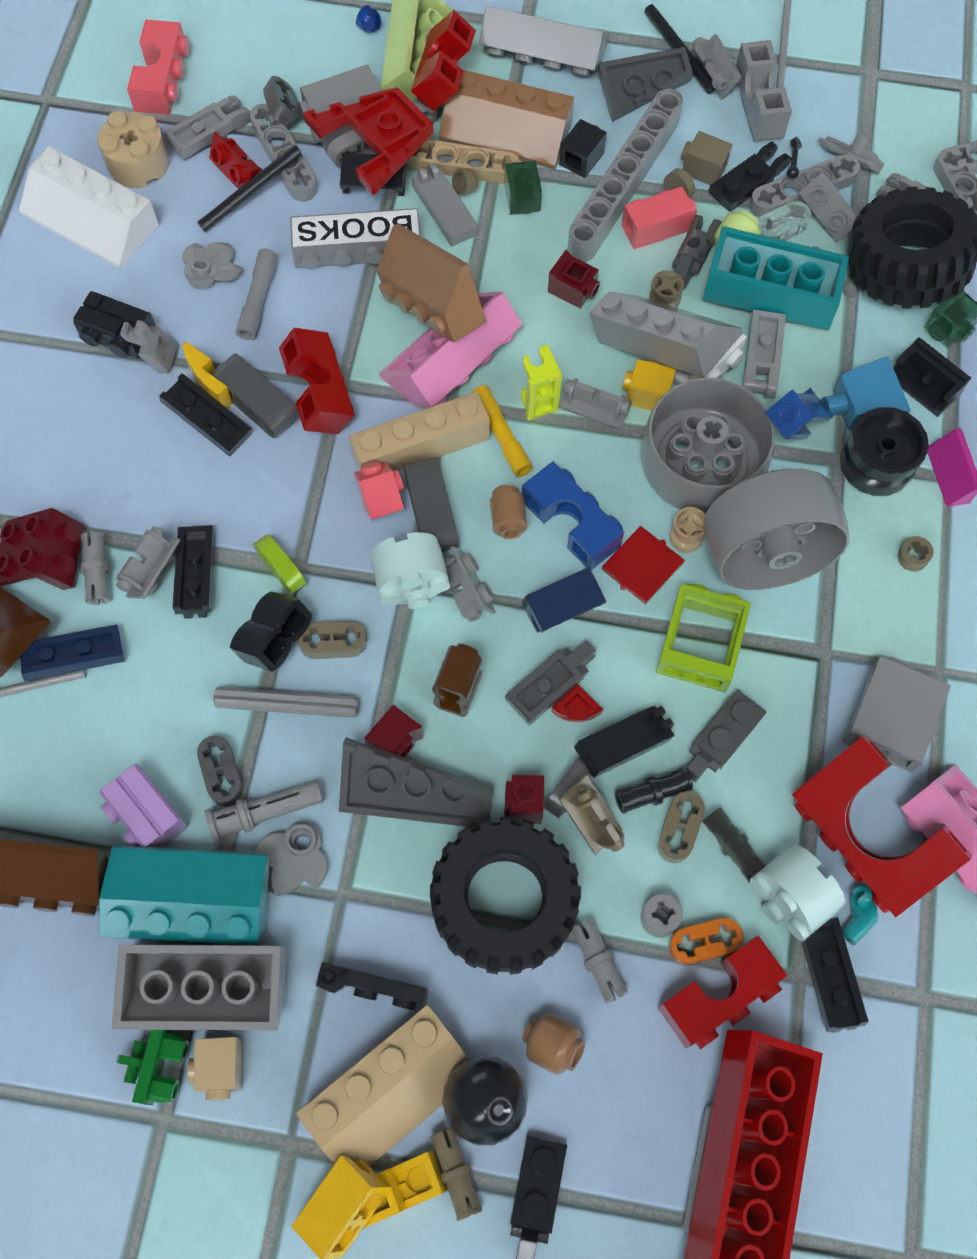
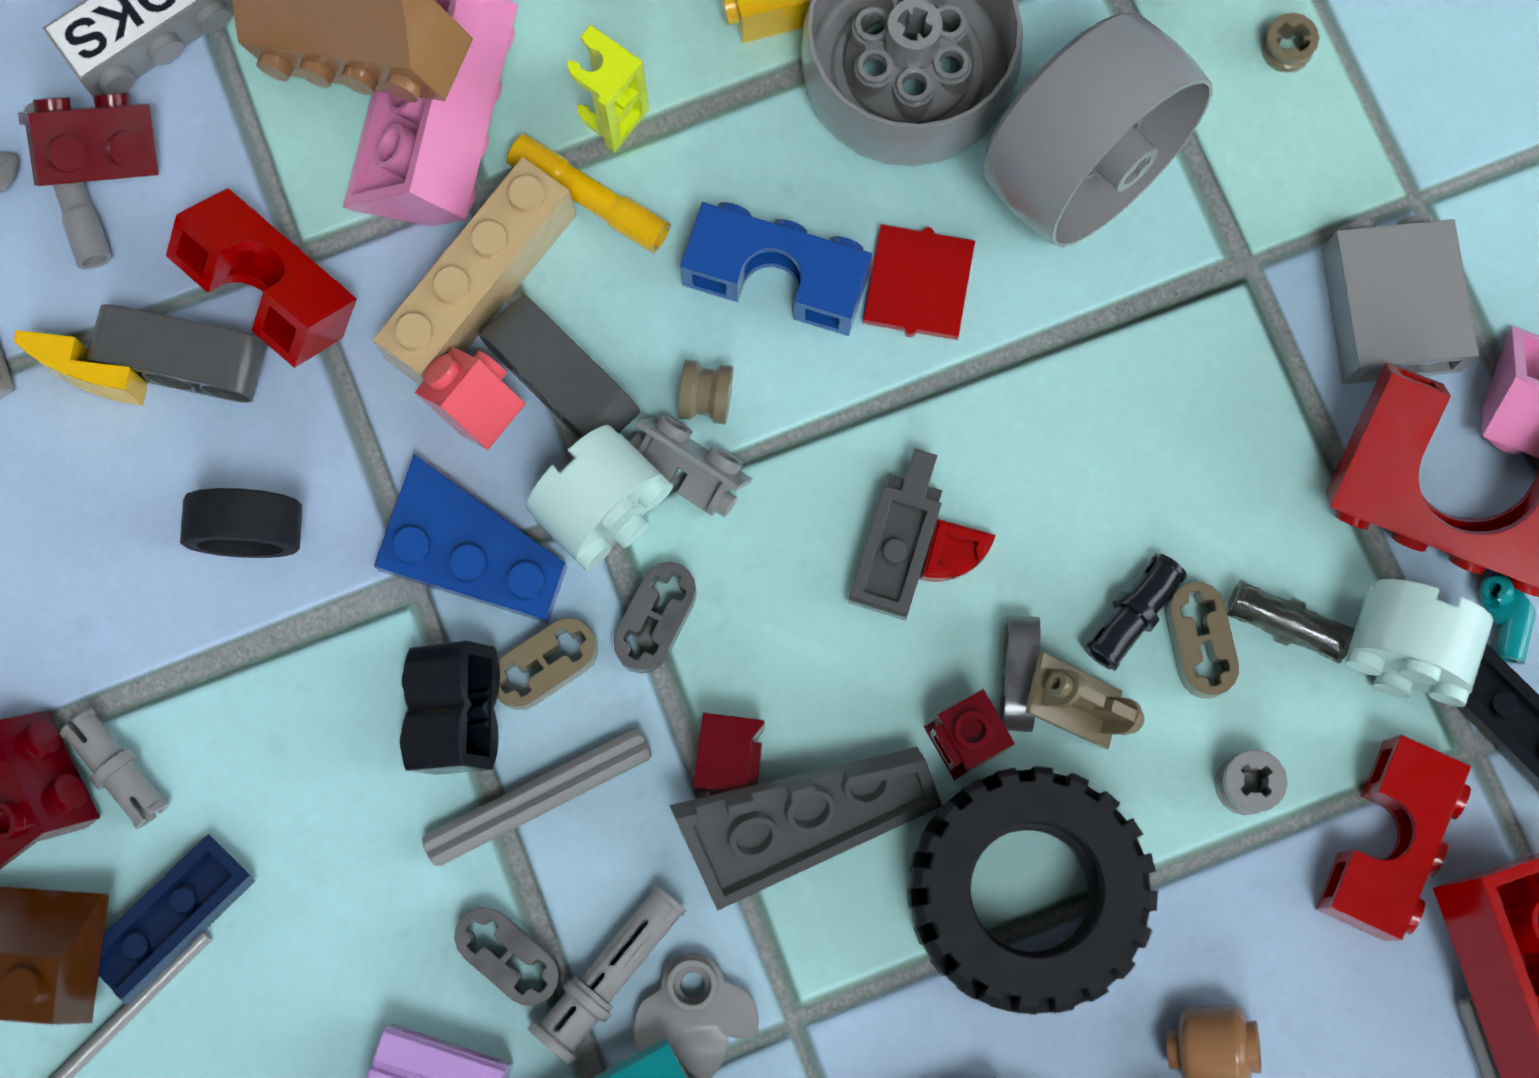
camera: 30 degrees left, 10 degrees up
(140, 578) = (198, 743): light grey hinge -> none
(194, 571) = (269, 682): black hinge -> none
(206, 415) = (121, 427): black hinge -> none
(230, 485) = (241, 523): none -> black tyre
(277, 278) = (89, 142): none -> dark red bracket
(279, 564) = (392, 596): lime beam -> none
(331, 564) = (466, 549): none -> blue wing
(398, 642) = (642, 611): none -> flat silver beam
(457, 680) = (773, 619): reddish brown brick -> none
(497, 554) = (705, 391): none -> dark tan wheel
(508, 512) = (679, 317): medium nougat brick -> none
(563, 600) = (845, 408): dark blue hinge -> none
(594, 404) = (702, 70): light grey hinge -> none
(599, 961) = (1208, 897): light grey pin -> none
(625, 740) = (1057, 565): black hinge -> none
(691, 522) = (961, 181): tan wheel -> none
(693, 668) = (1088, 401): lime window -> none
(703, 932) = (1338, 791): orange beam -> none
(724, 734) = (1182, 470): dark grey hinge -> none

